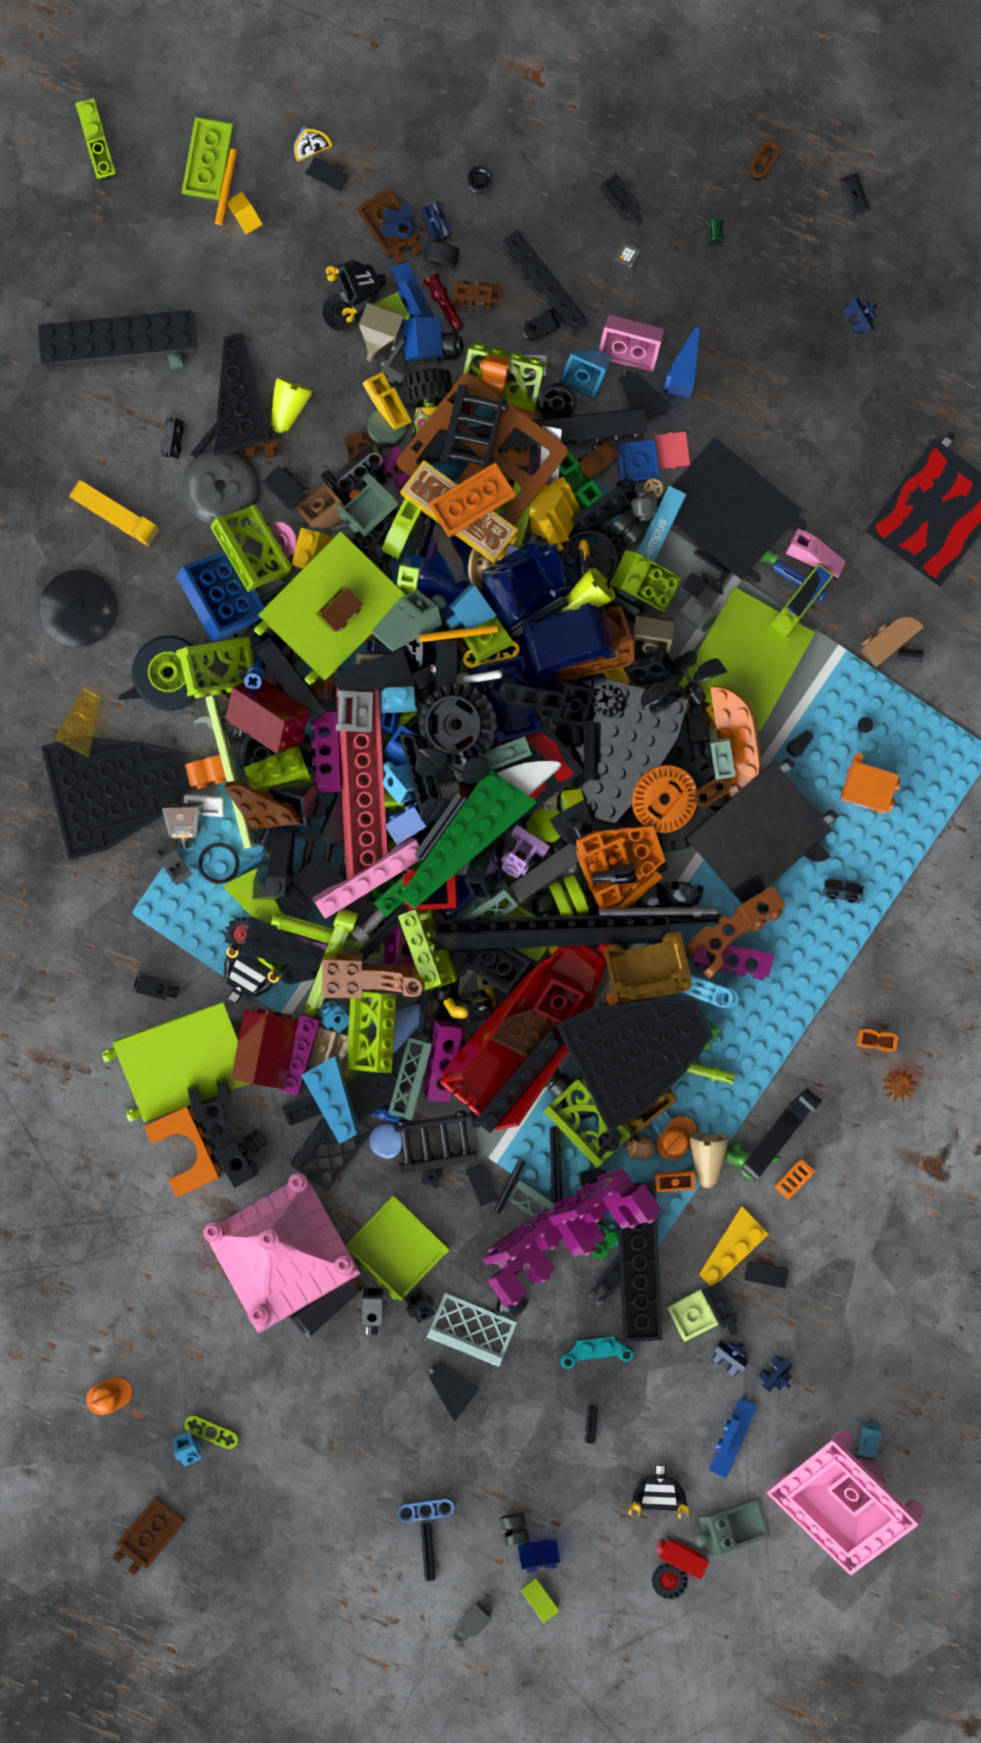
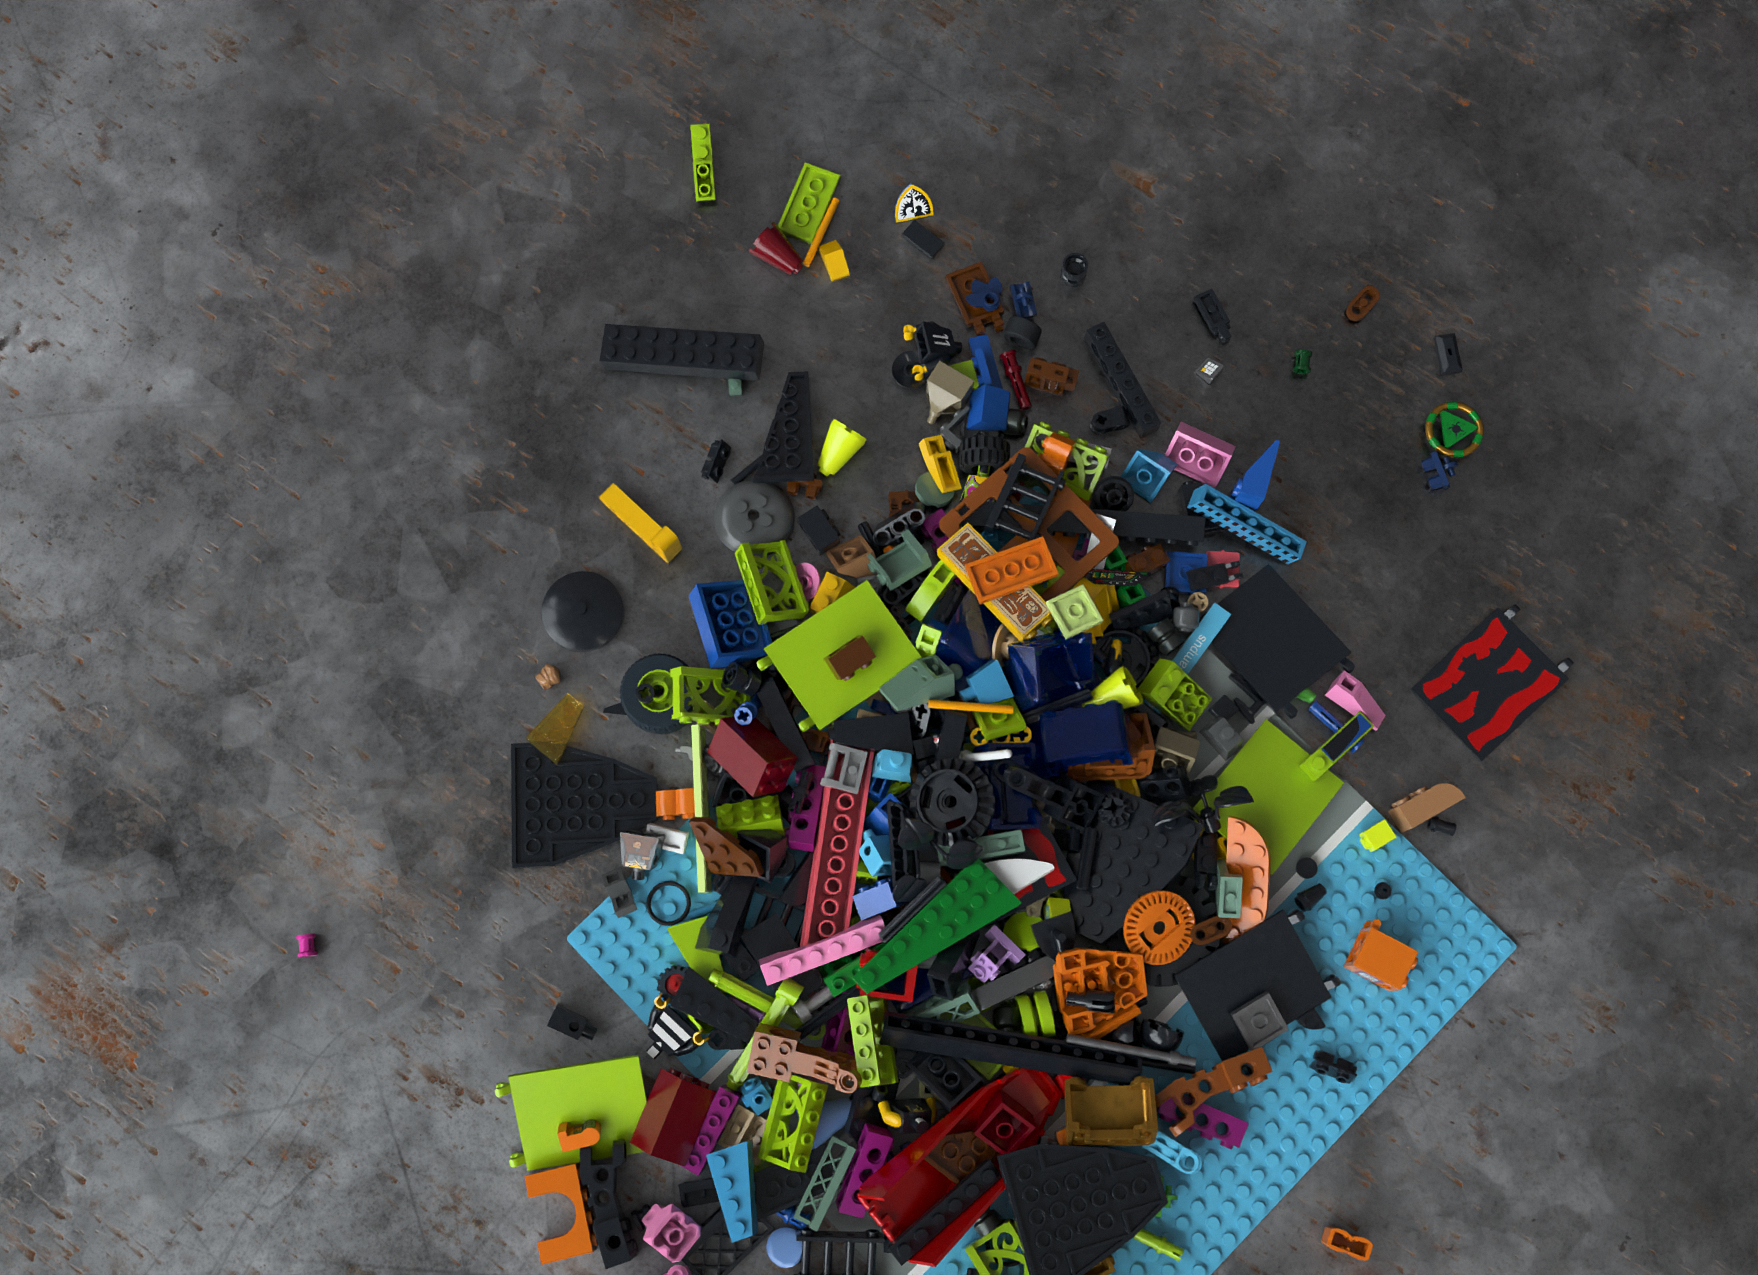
camera: 15 degrees right, 10 degrees down
(60, 676) = (548, 676): none -> medium nougat arm
(153, 672) = (648, 699): none -> black bush
(185, 1081) = (579, 1135): none -> orange leg
(188, 216) = (777, 251): none -> dark red cone
(243, 646) = (741, 679): none -> black wheel
(283, 1146) = (670, 1231): none -> bright pink piece
(319, 739) = (801, 792): none -> black pin
(537, 527) = (1074, 611): none -> yellowish green plate
(571, 483) = (1116, 577): none -> black sticker
(662, 461) = (1212, 576): none -> black hinge
(685, 406) = (1247, 524): none -> dark azure brick
(769, 863) = (1259, 1021): none -> flat silver plate
(793, 717) = (1306, 868): none -> black piece
(851, 676) = (1377, 836): none -> neon yellow brick
(869, 271) = (1454, 429): none -> piece

